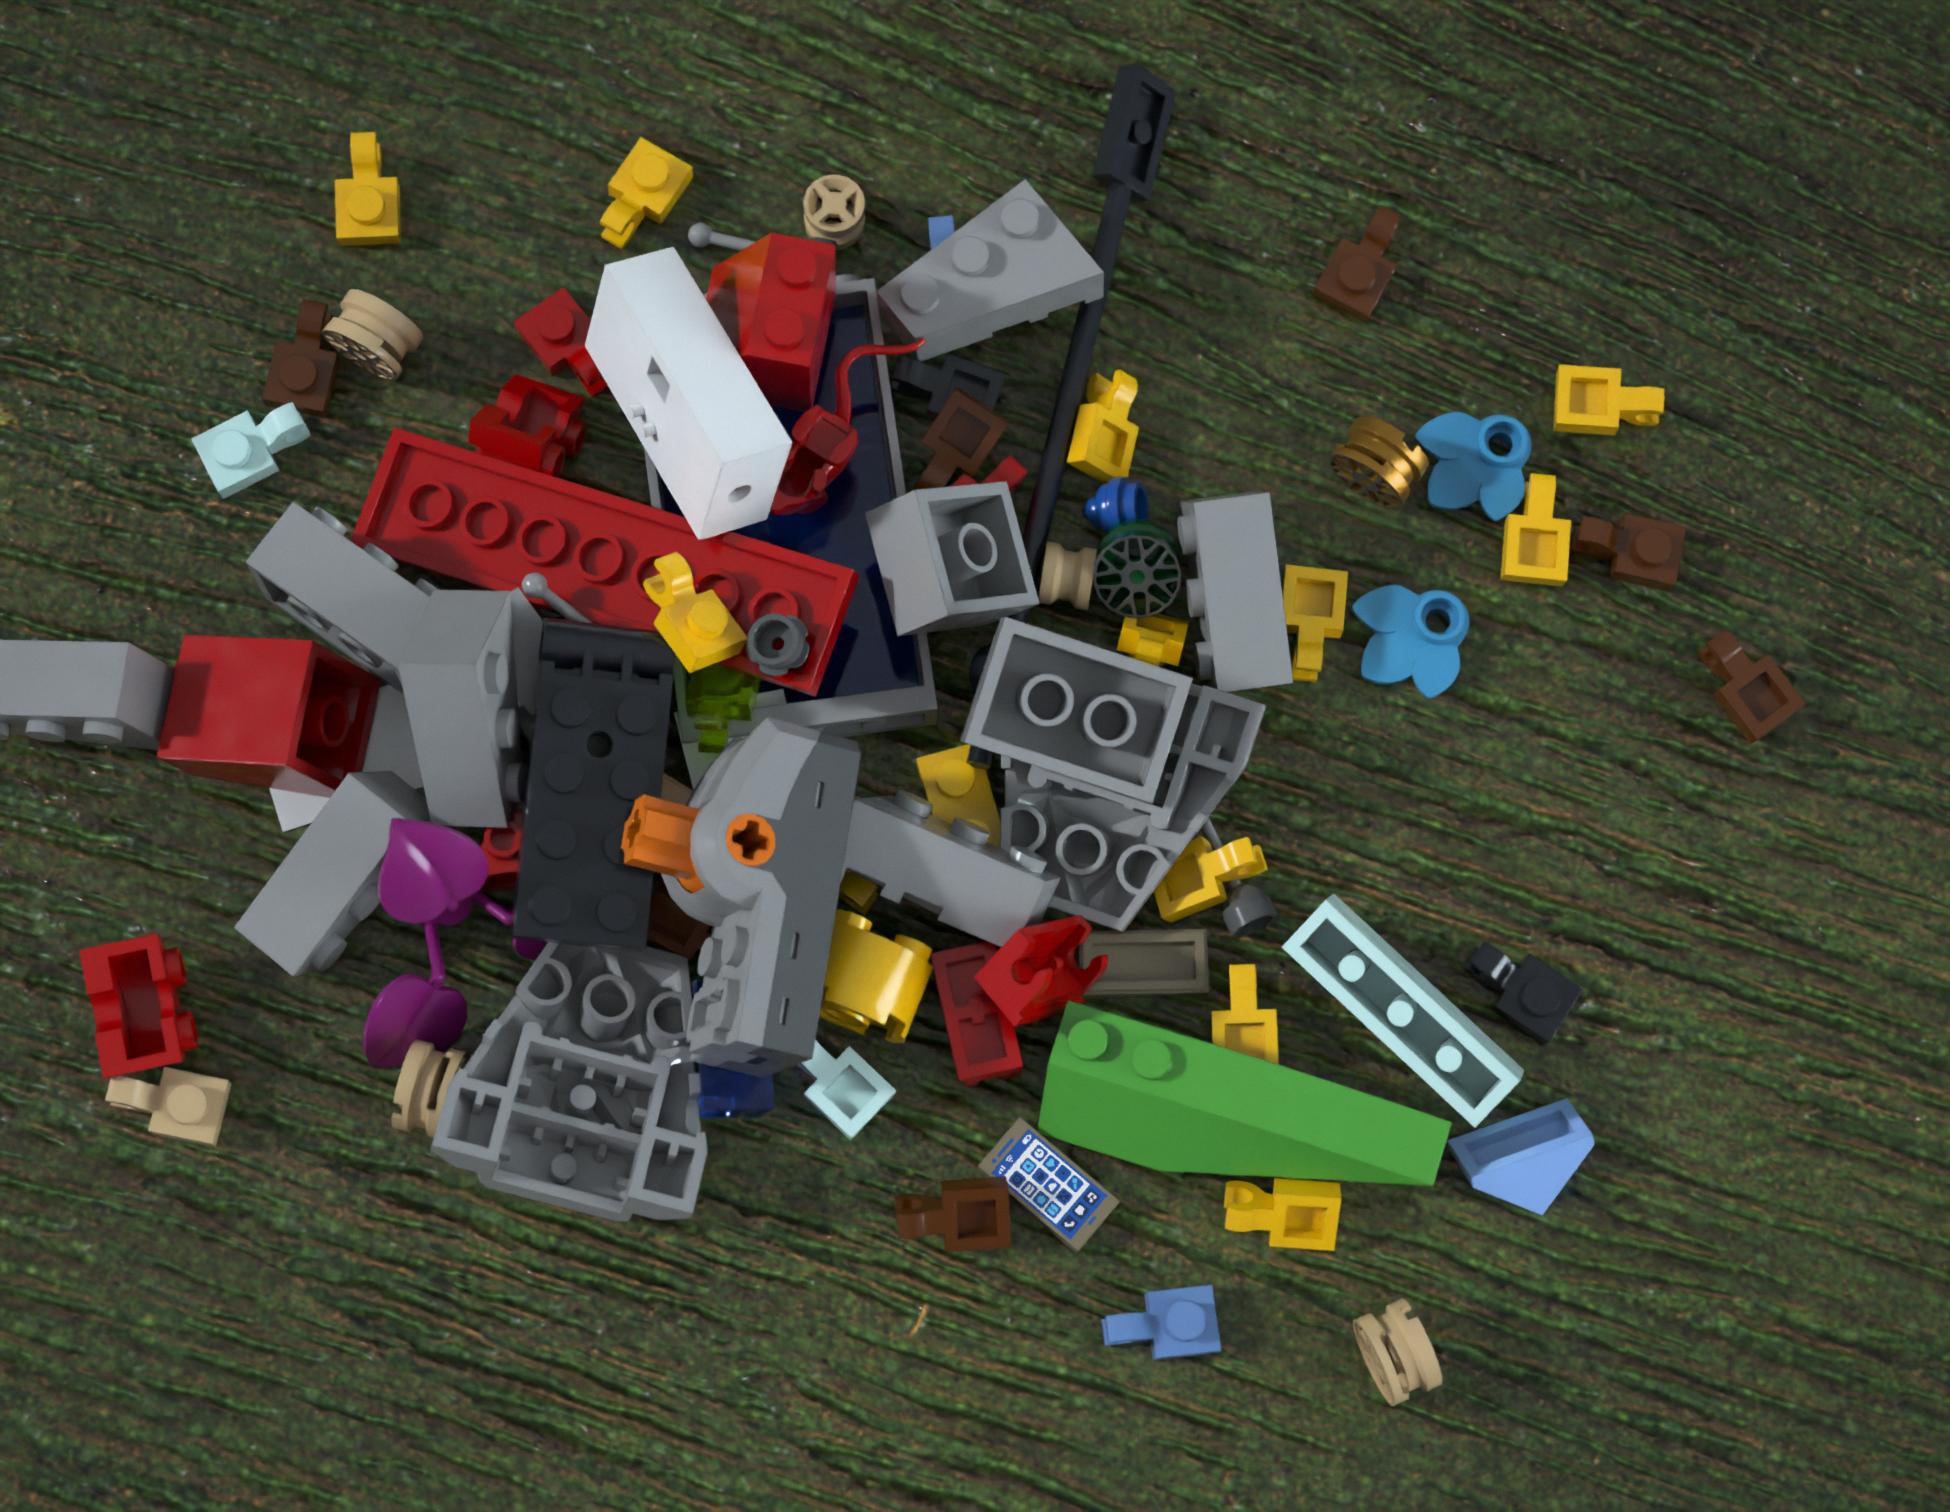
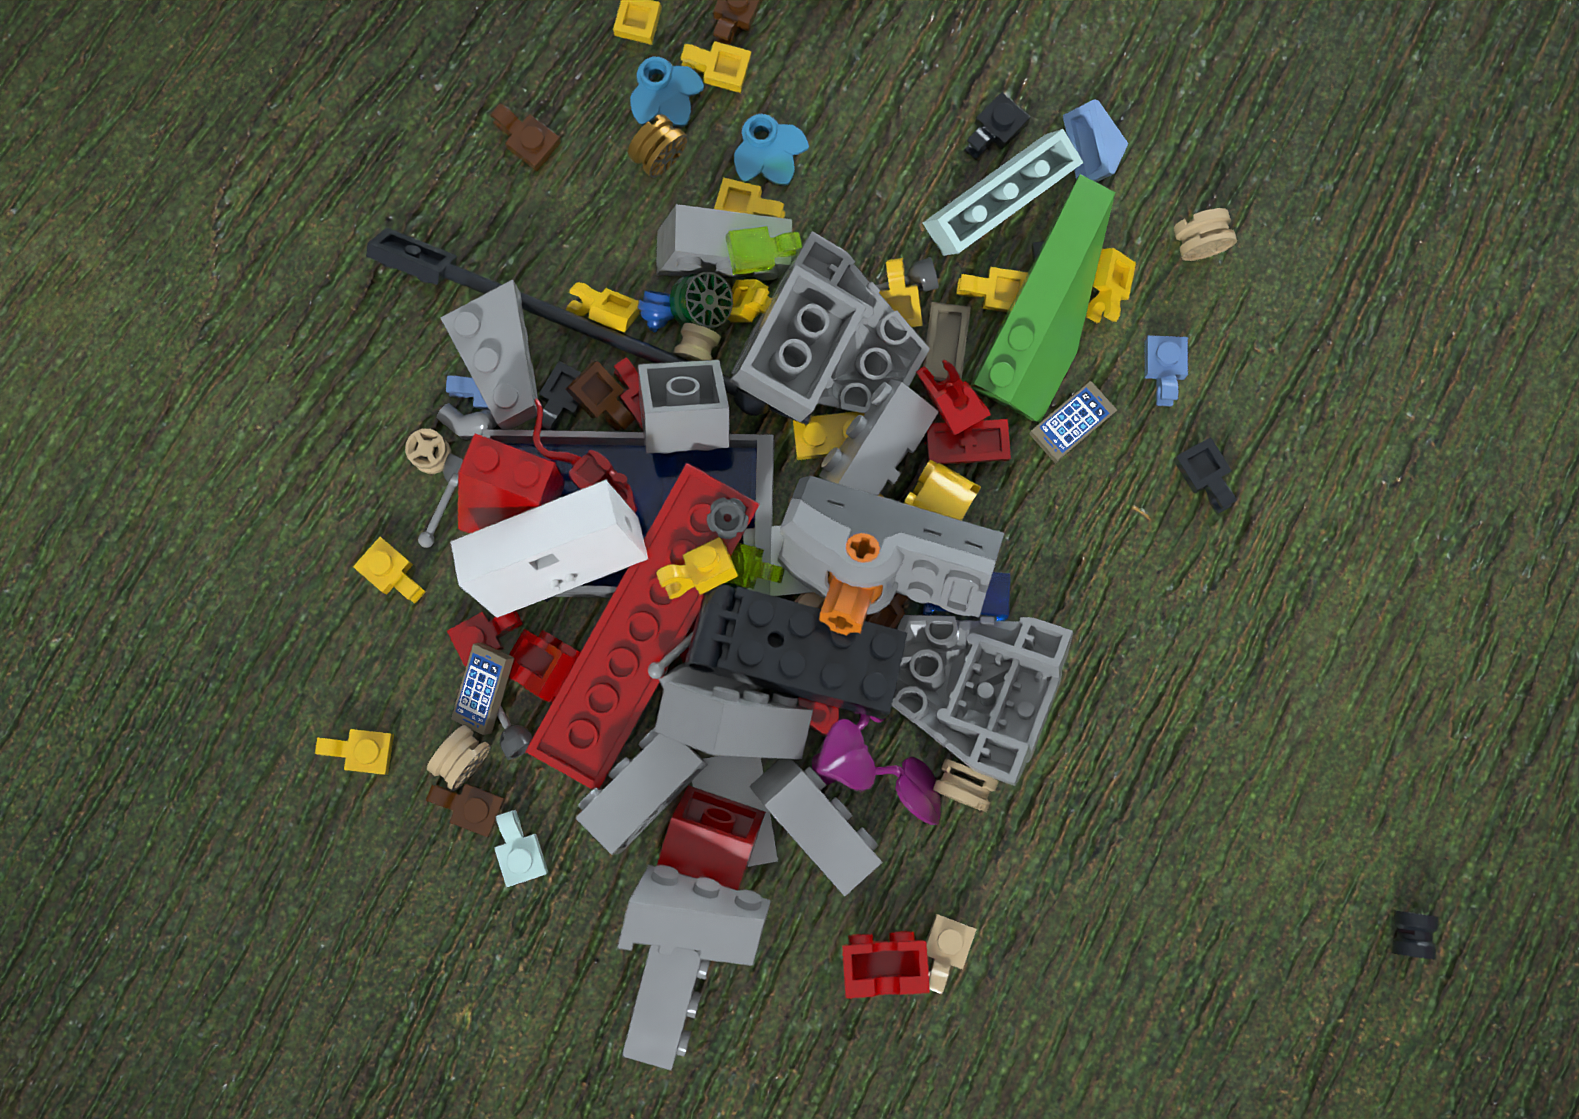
camera: 70 degrees left, 5 degrees up
(171, 697) = (695, 916): none -> light grey wedge
(417, 411) = (514, 738): none -> dark grey hinge
(481, 350) = (482, 688): none -> tile
(845, 1089) = (1007, 521): light aqua plate -> none
(884, 256) = (468, 424): none -> light grey arm
(969, 1214) = (1089, 473): reddish brown plate -> none
(1001, 1407) = (1205, 468): none -> black plate
(1223, 626) = (755, 251): none -> clear neon green plate

